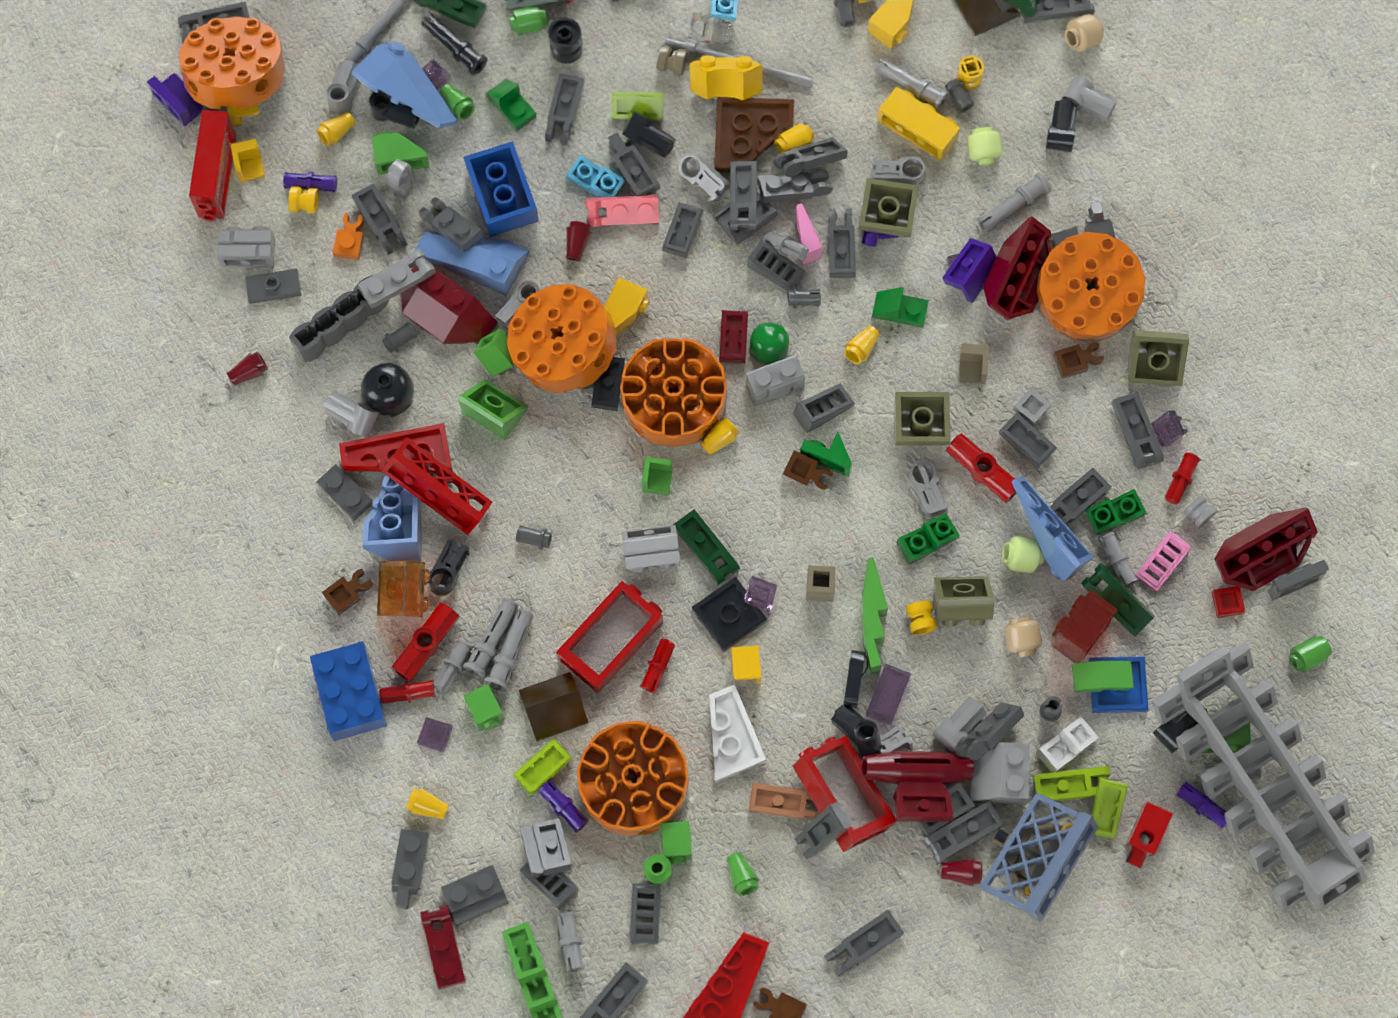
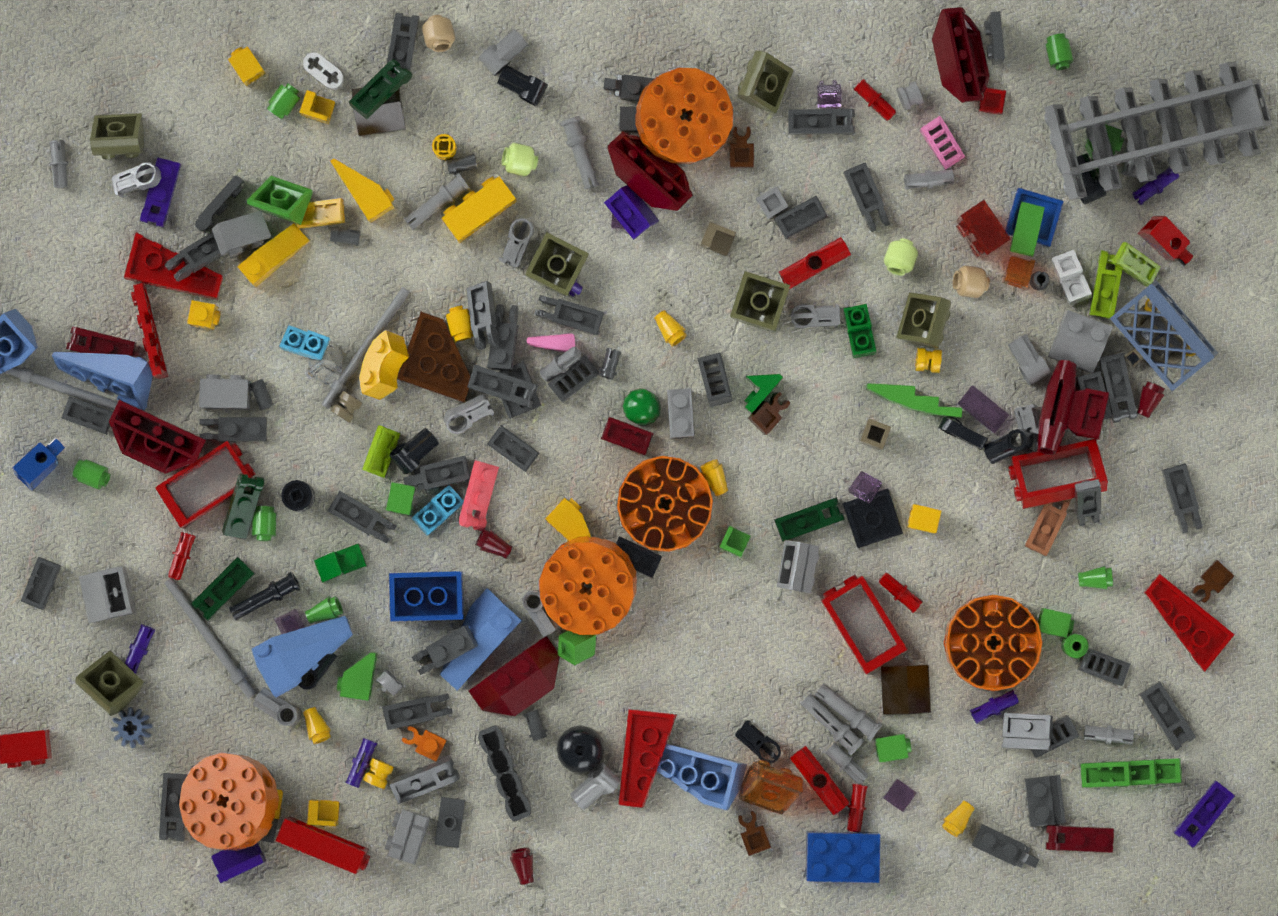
camera: 70 degrees left, 15 degrees up
(309, 245) = (424, 780): none -> dark grey plate
(344, 492) = (661, 811): dark grey plate -> none
(396, 279) = (490, 714): light grey plate -> none
(434, 490) = (691, 738): red fence -> none
(492, 408) = (625, 661): bright green slope -> none
(534, 537) = (754, 662): dark grey pin -> none
(542, 767) = (956, 714): lime plate -> none
(593, 135) = (400, 498): none -> bright green panel
(733, 735) = (978, 548): white wing -> none
(899, 308) = (645, 284): green slope -> none
(989, 731) = (1044, 337): dark grey hinge -> none
(1051, 684) = (1018, 272): none -> clear orange panel
(1057, 542) = (904, 224): medium blue wedge -> none
(1116, 512) = (886, 165): green slope -> none
(1130, 611) = (965, 192): dark green plate -> none

